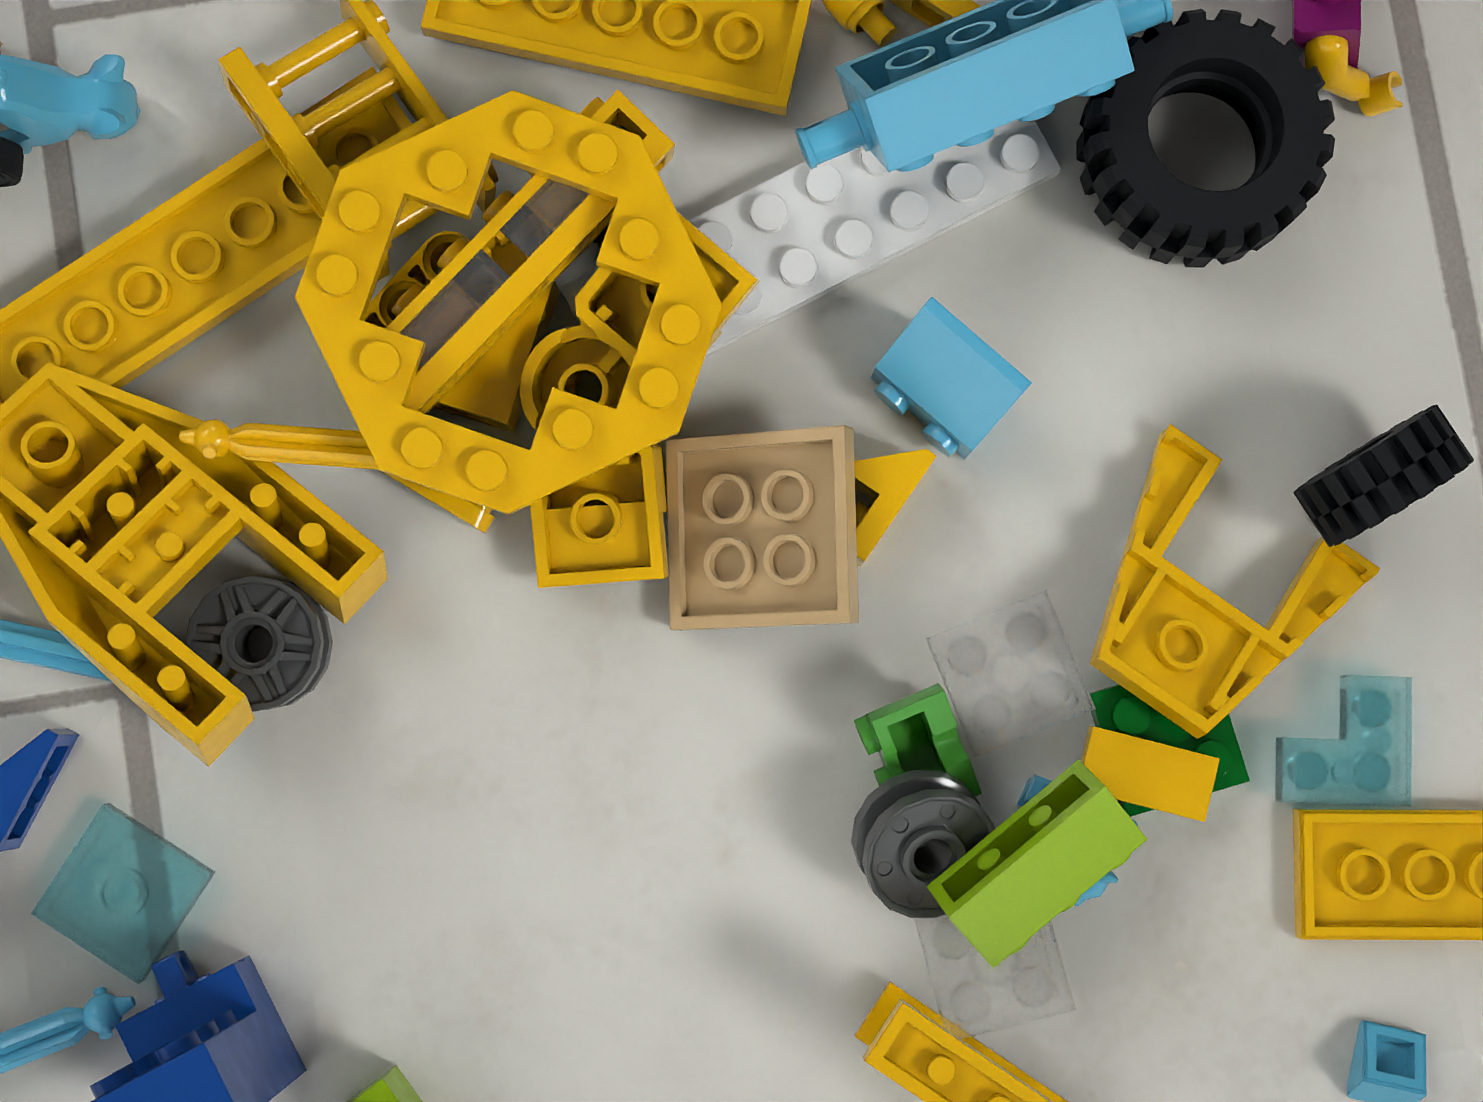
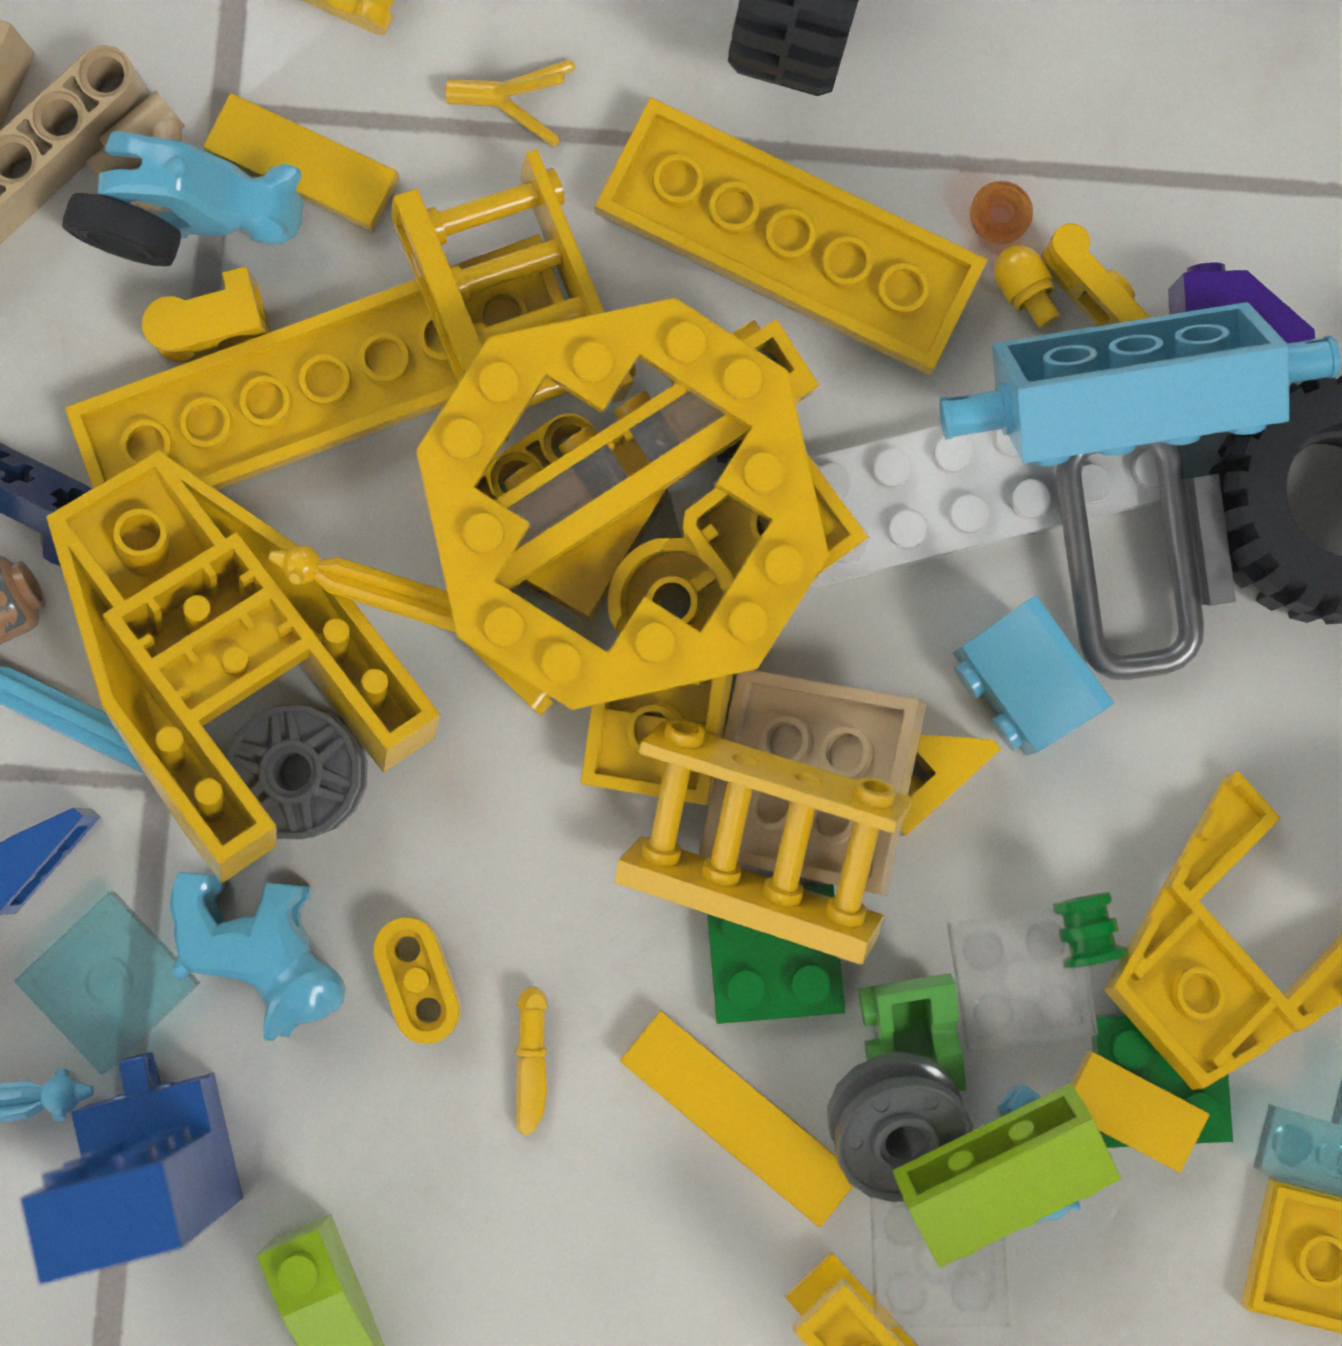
camera: 15 degrees right, 0 degrees up
(70, 227) = (207, 323): none -> yellow leg
(154, 55) = (330, 172): none -> yellow tile
(265, 824) = (258, 949): none -> medium azure animal
(422, 819) = (413, 980): none -> yellow plate
(556, 872) = (531, 1064): none -> yellow piece
(695, 651) = (719, 883): none -> yellow fence
(766, 707) = (770, 976): none -> green plate
(768, 874) = (738, 1117): none -> yellow tile
(1061, 609) = (1088, 930): none -> green bush
(1080, 225) = (1196, 557): none -> flat silver bar

